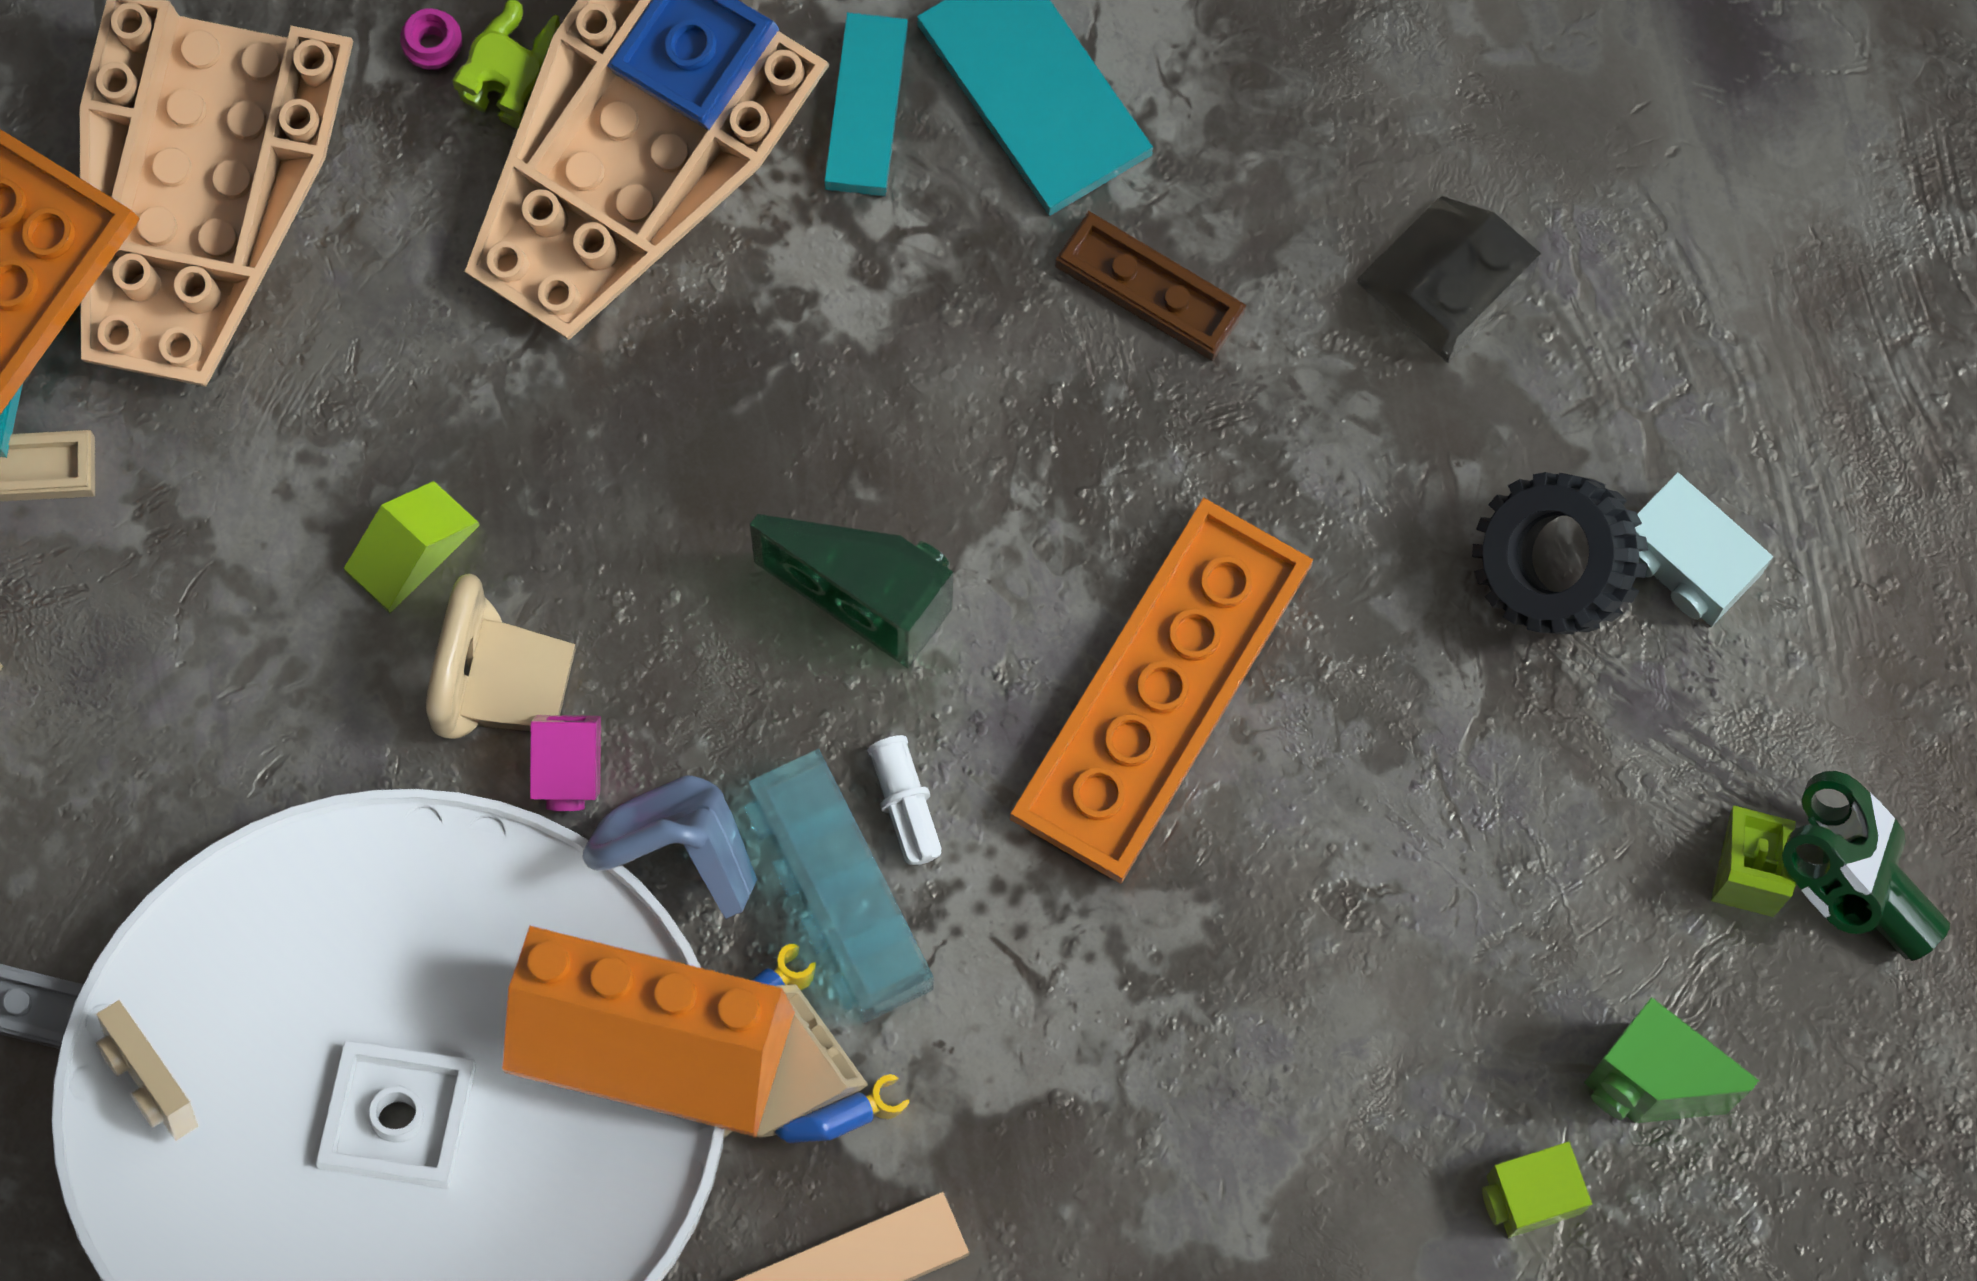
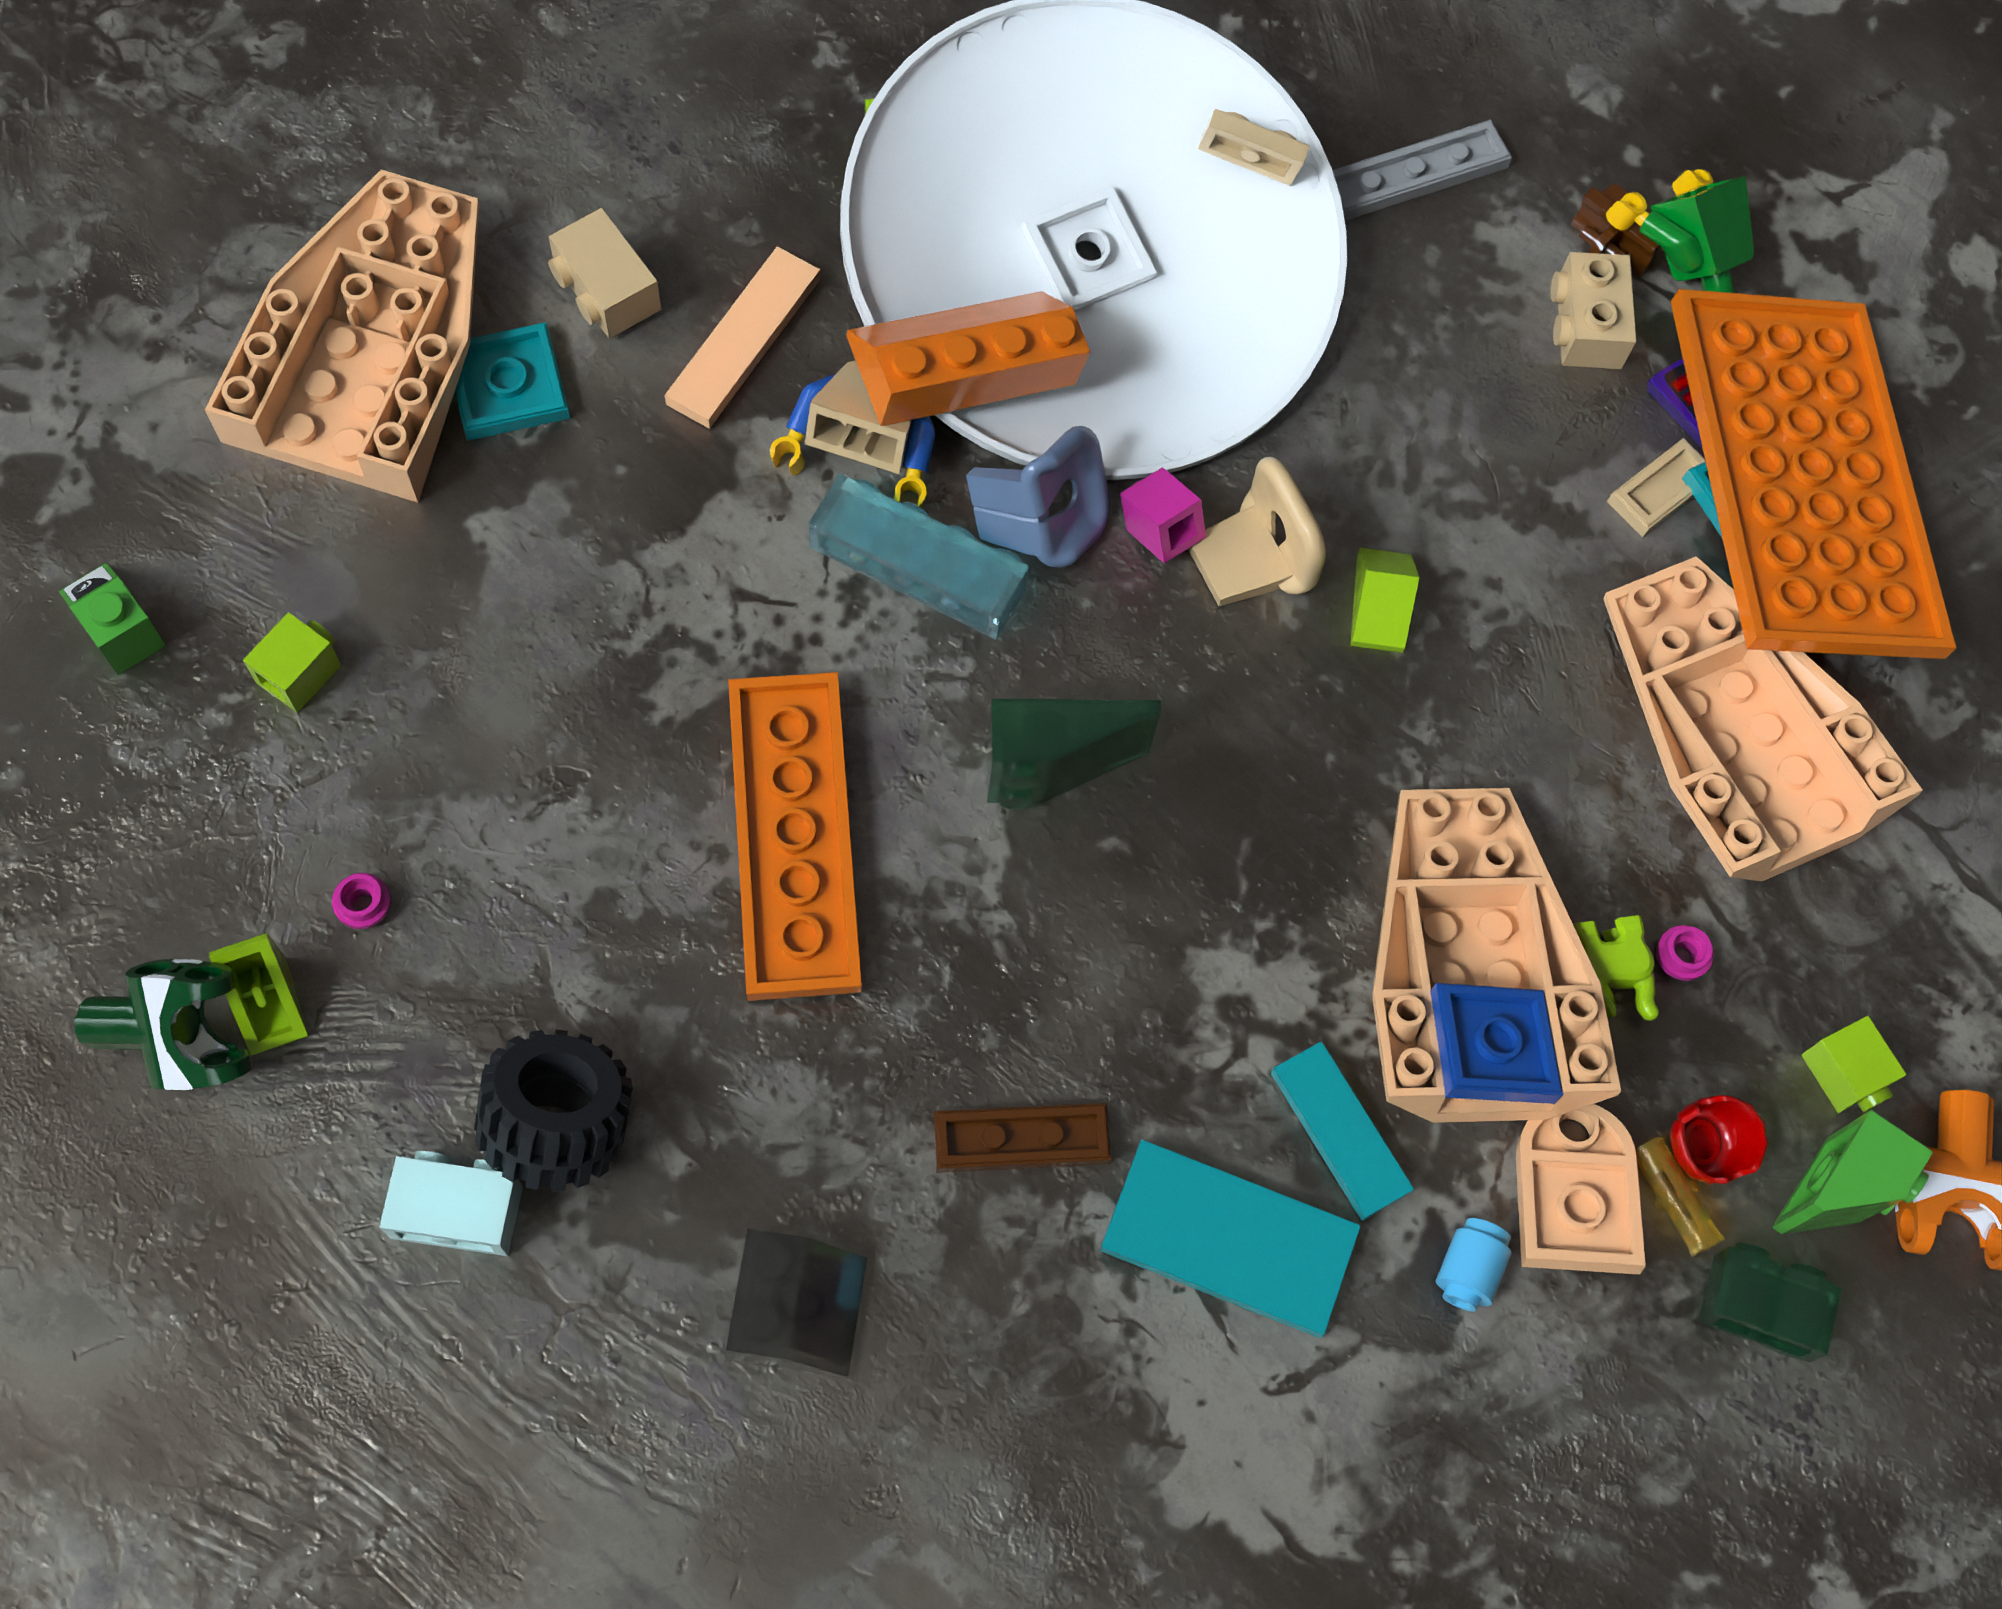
camera: 140 degrees right, 5 degrees down
(905, 800) = (918, 643): white axle -> none
(1621, 884) = (359, 885): none -> dark pink plate
(1666, 1072) = (237, 779): bright green slope -> none

